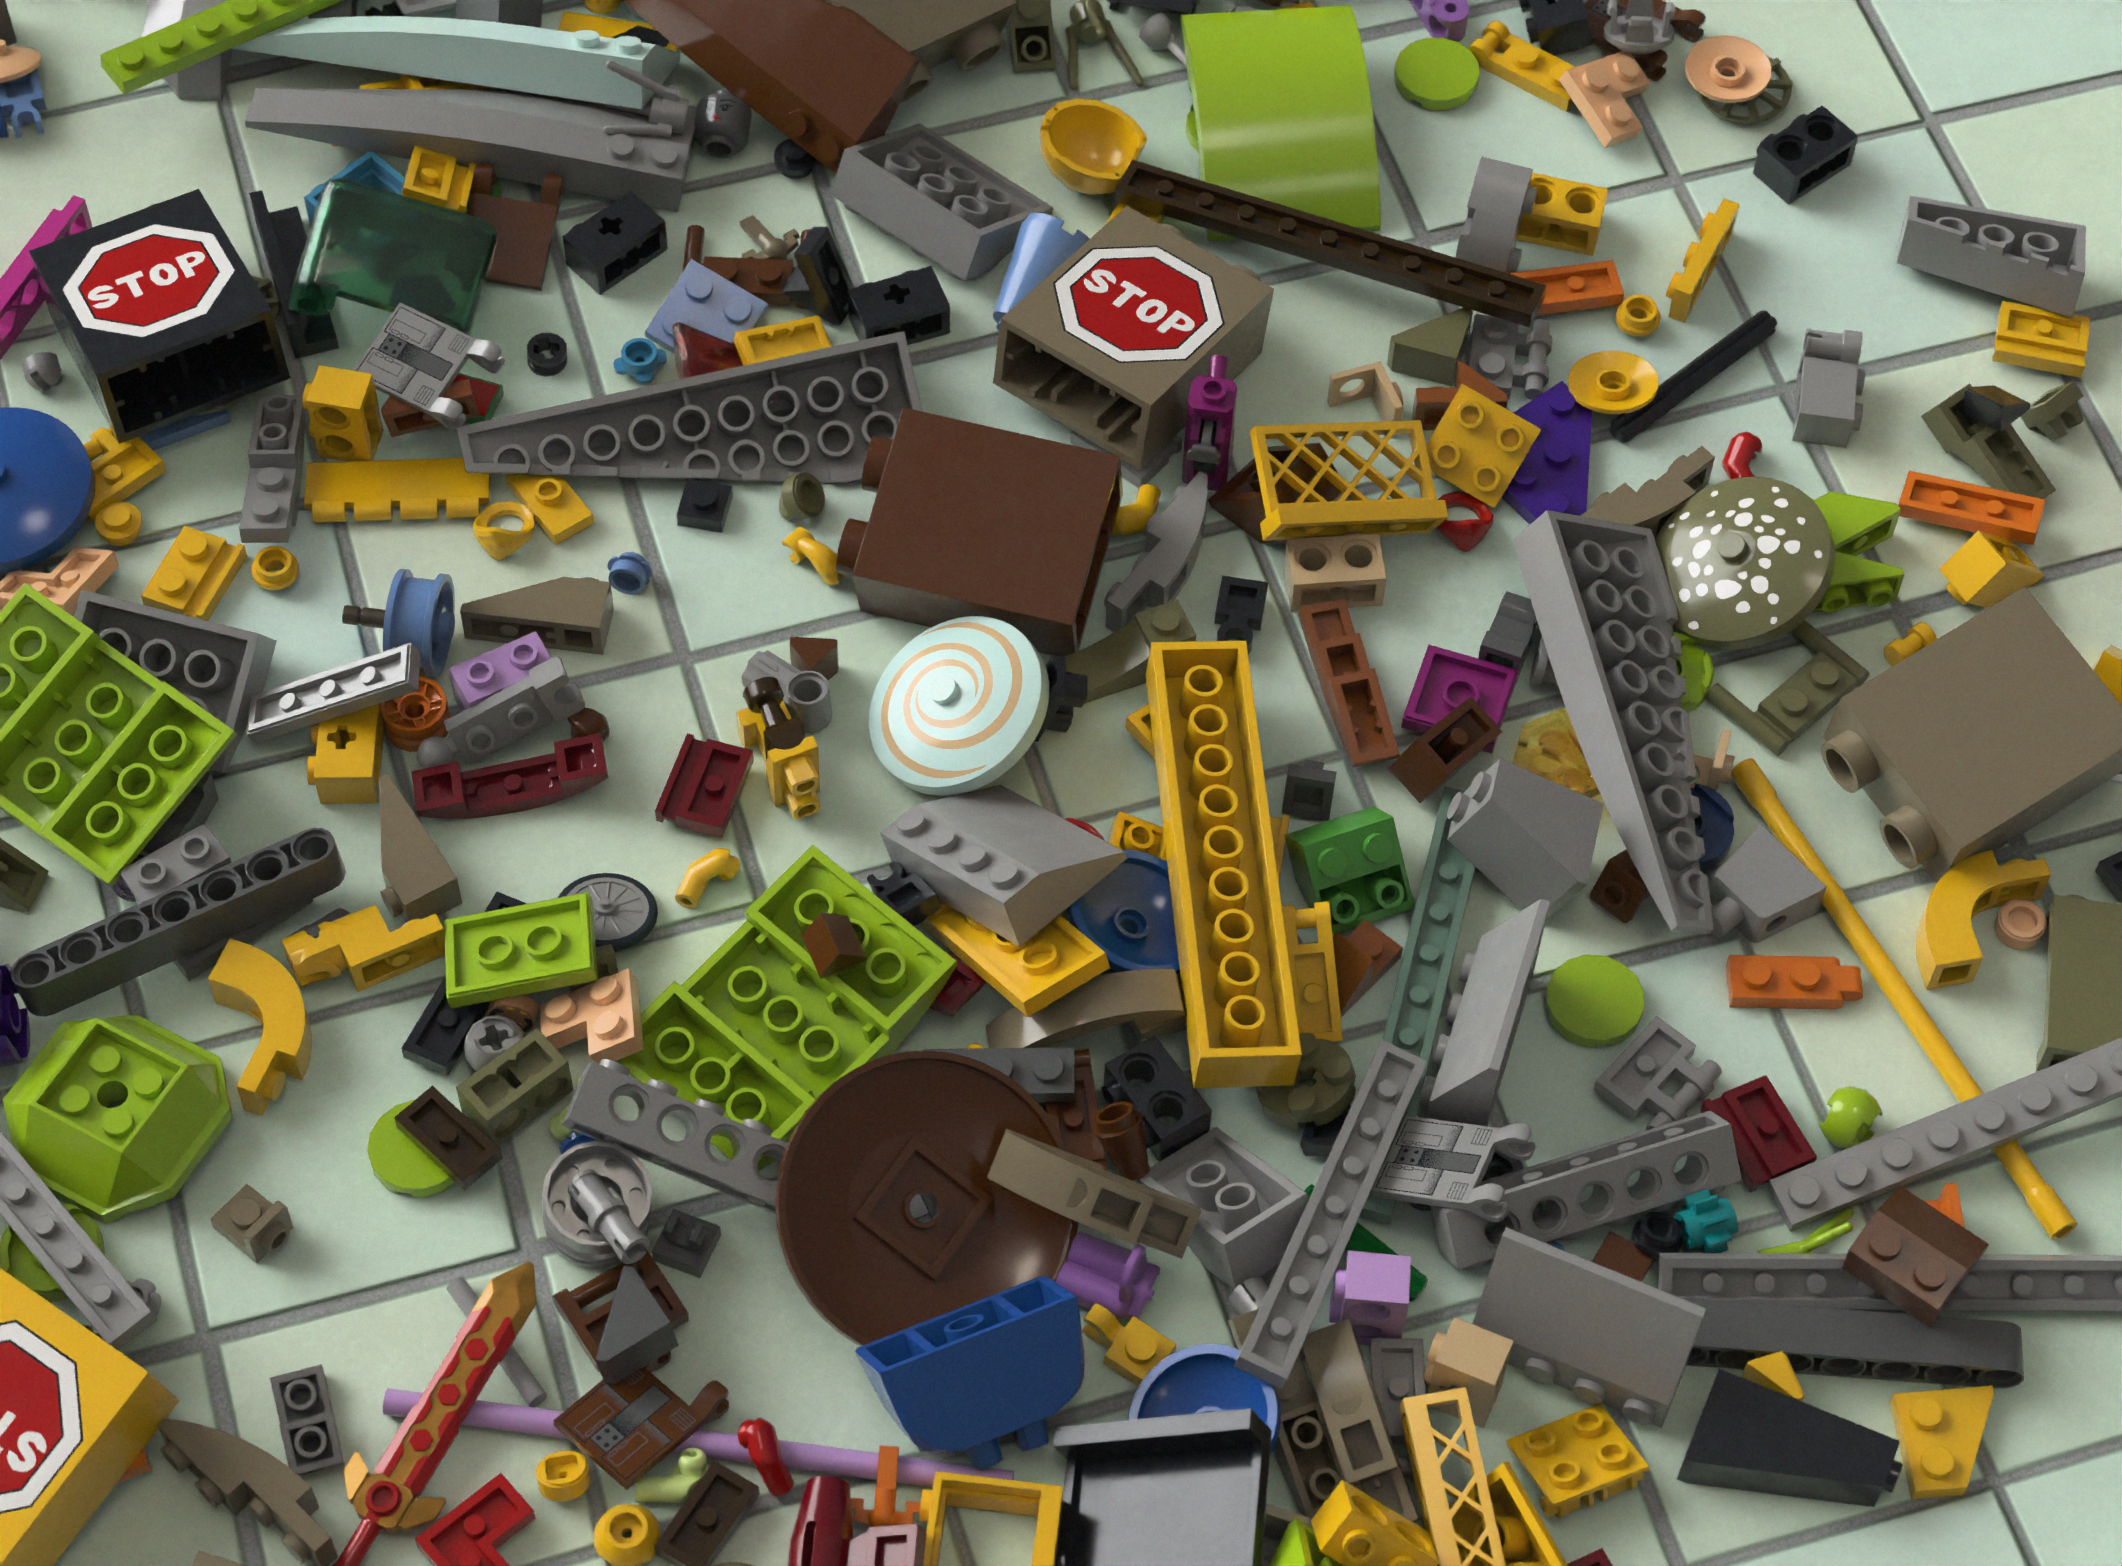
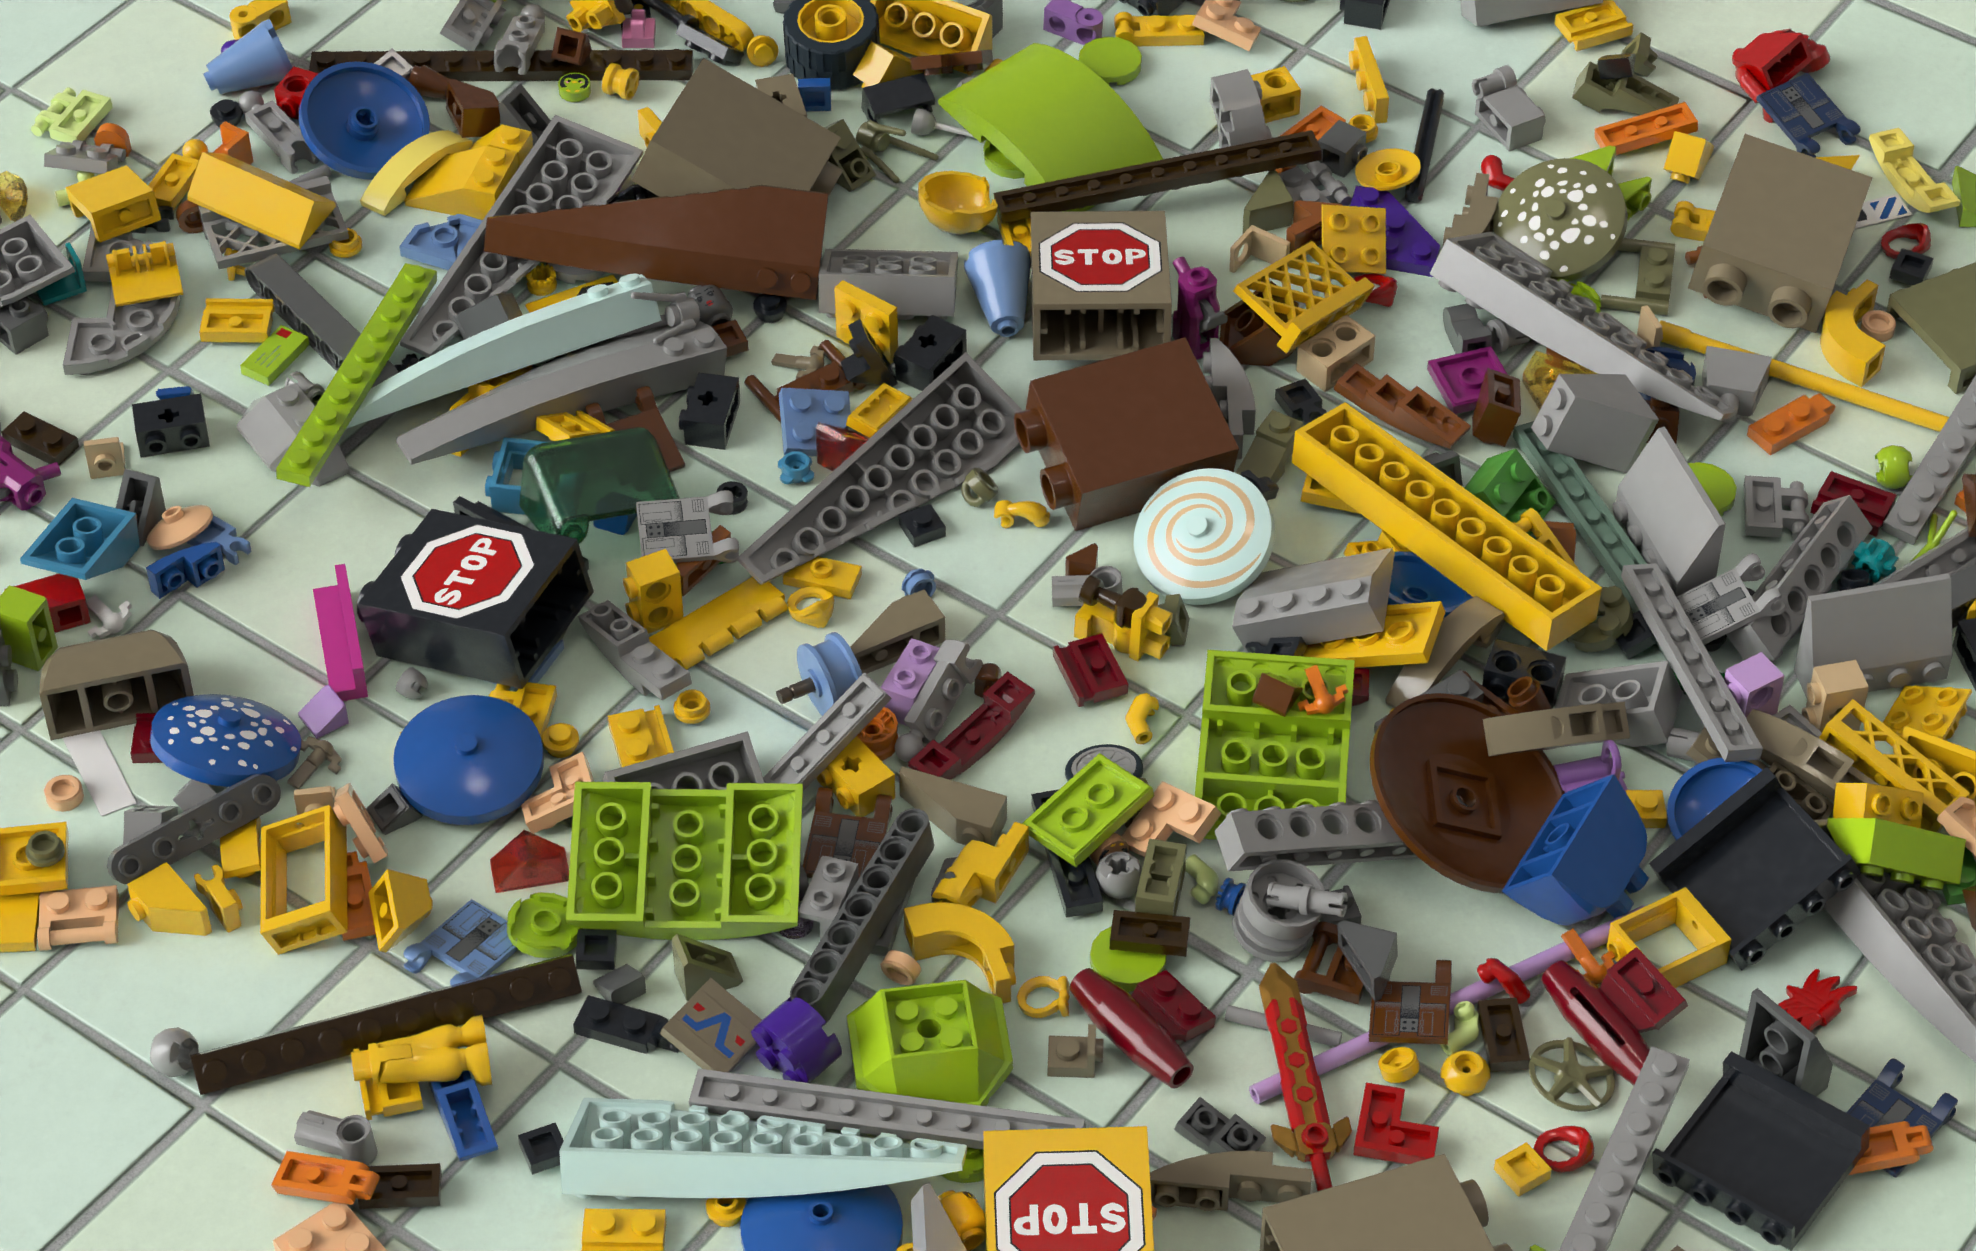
camera: 35 degrees left, 10 degrees down
(178, 1003) = (900, 967): none -> light nougat tile
(277, 809) = (845, 835): none -> reddish brown flag
(298, 1157) = (1060, 985): none -> yellow piece
(351, 1235) = (1146, 1021): none -> dark red plate
(711, 169) = (732, 337): none -> reddish brown plate
(844, 782) = (1180, 619): none -> olive tile
(852, 230) = (875, 313): none -> yellow plate
(871, 990) = (1324, 702): none -> orange piece
(1587, 325) = (1343, 147): none -> dark grey brick

